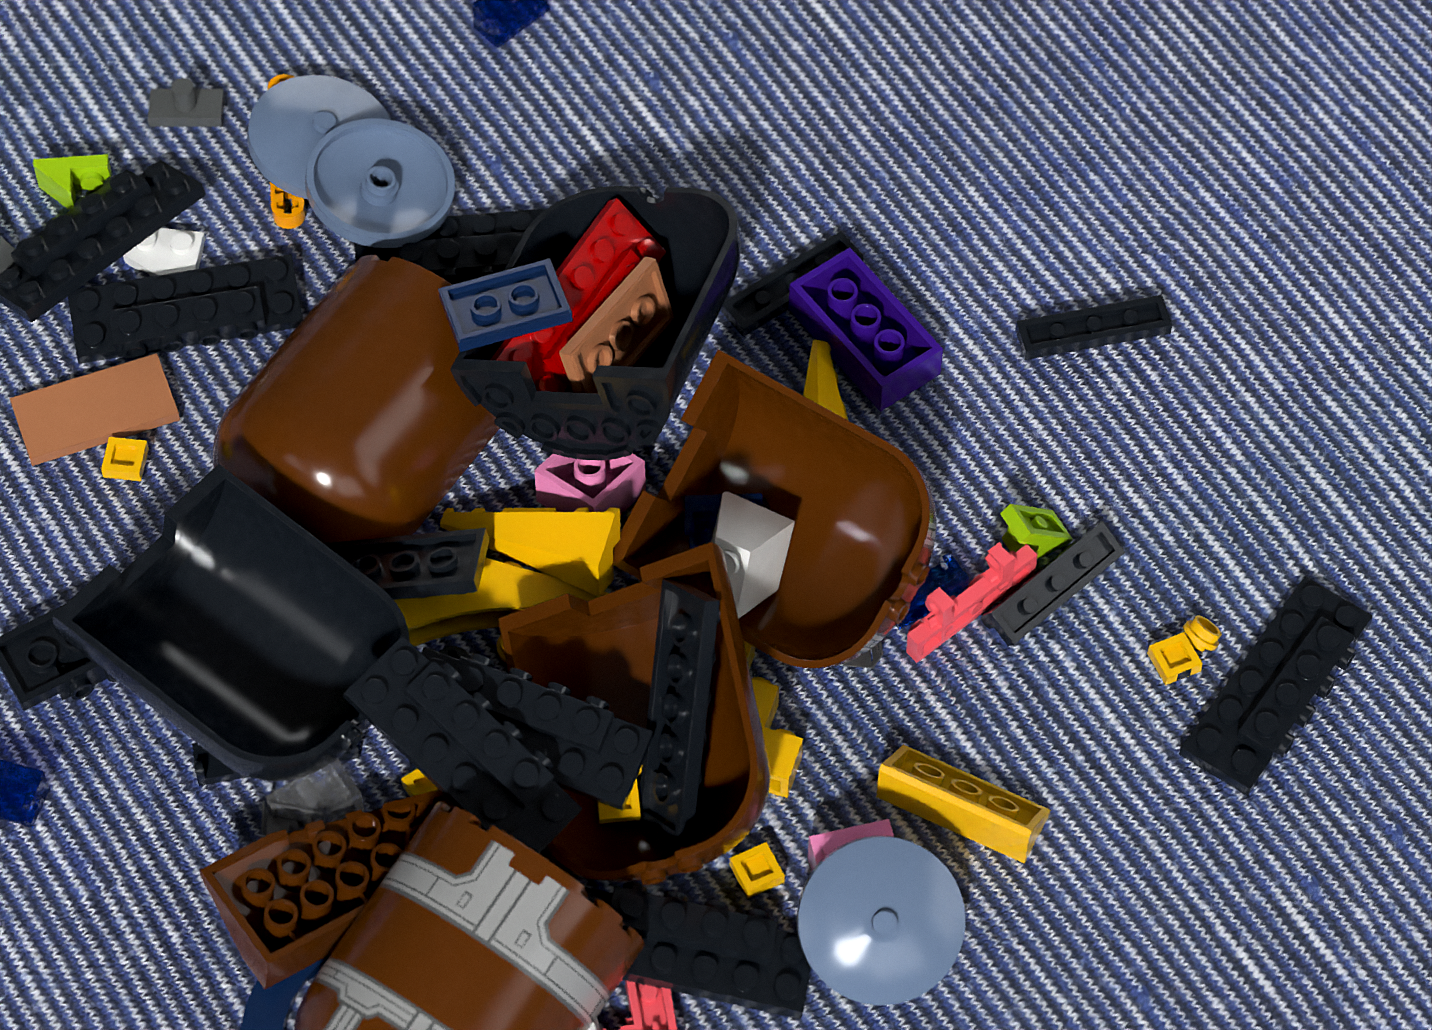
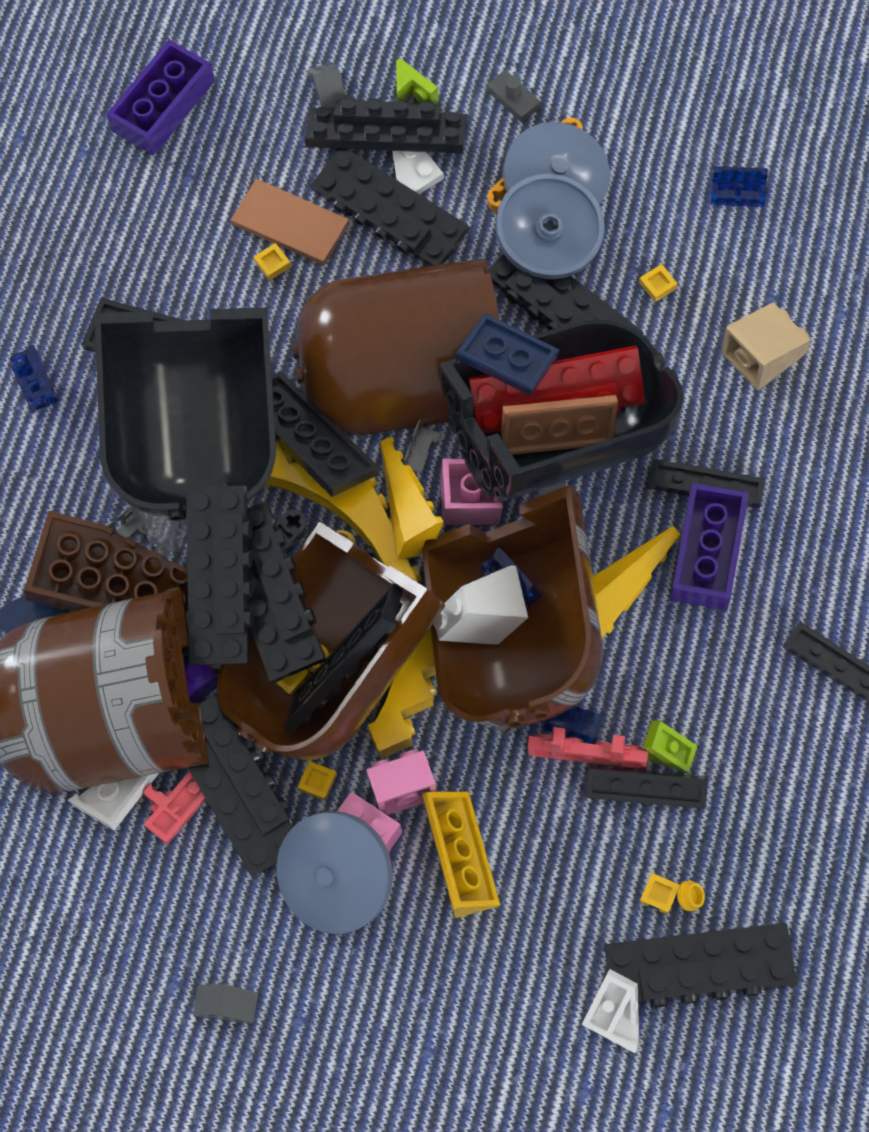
camera: 55 degrees right, 10 degrees up
(479, 488) = (423, 442): none -> flat silver piece
(537, 152) = (658, 283): none -> yellow plate
(703, 121) = (764, 344): none -> tan slope
(845, 782) = (401, 782): none -> bright pink brick
(1259, 787) = (616, 1011): none -> white wing

